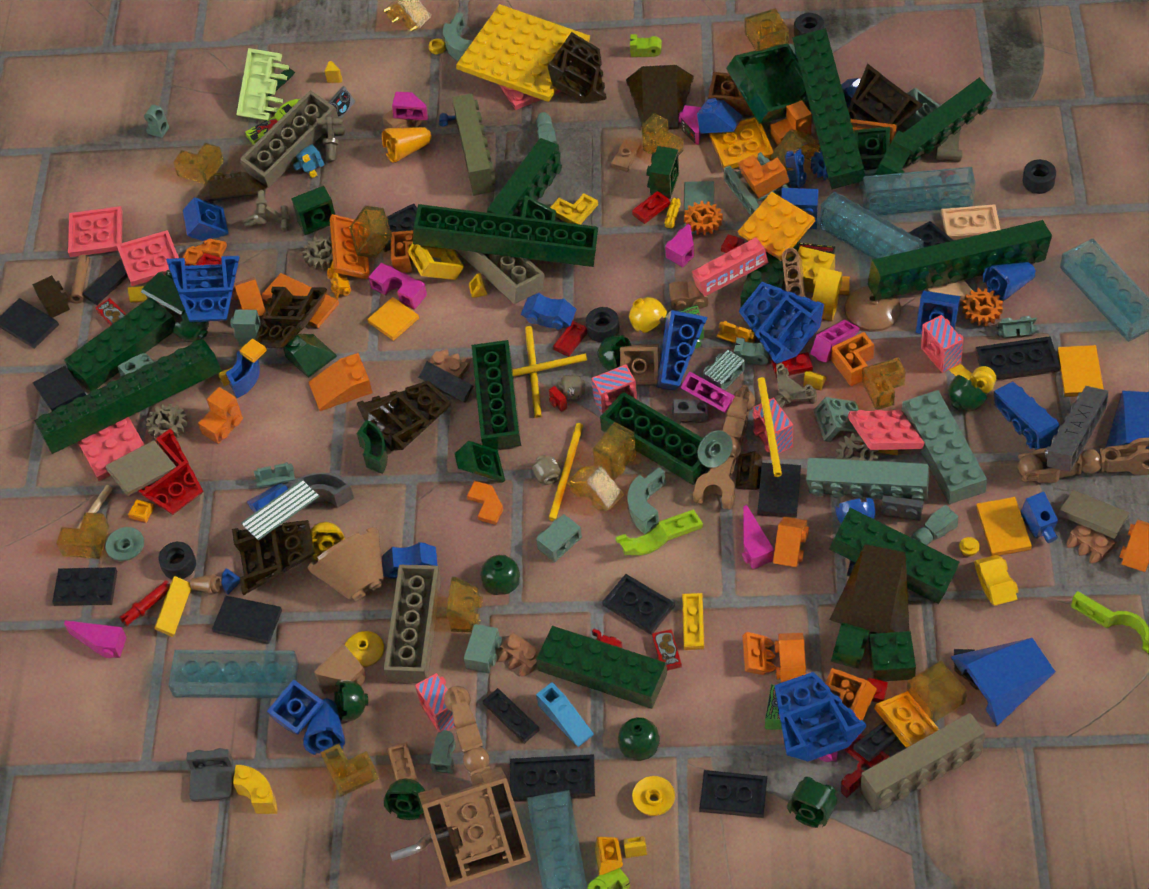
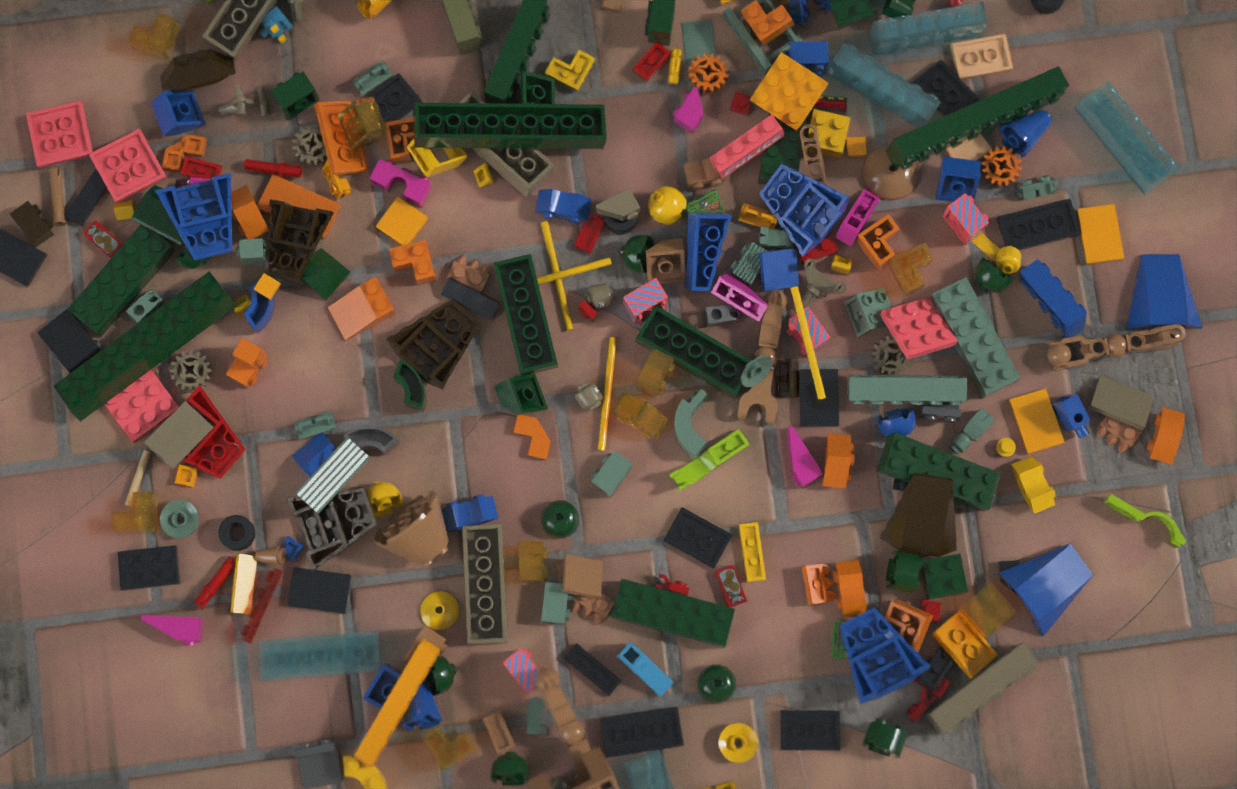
camera: 15 degrees left, 25 degrees up
(190, 618) = (264, 596): none -> clear red plate
(288, 269) = (273, 168): none -> red pin
(299, 714) = (397, 703): none -> light orange beam
(392, 204) = (372, 77): none -> sand green hinge
(397, 344) = (414, 256): none -> orange brick
(513, 623) = (582, 576): none -> medium nougat tile
(600, 309) = (620, 206): none -> dark tan slope
(747, 370) = (779, 269): none -> blue tile
(827, 291) = (845, 167): yellow brick -> none
(1076, 428) = (1103, 313): flat silver brick -> none

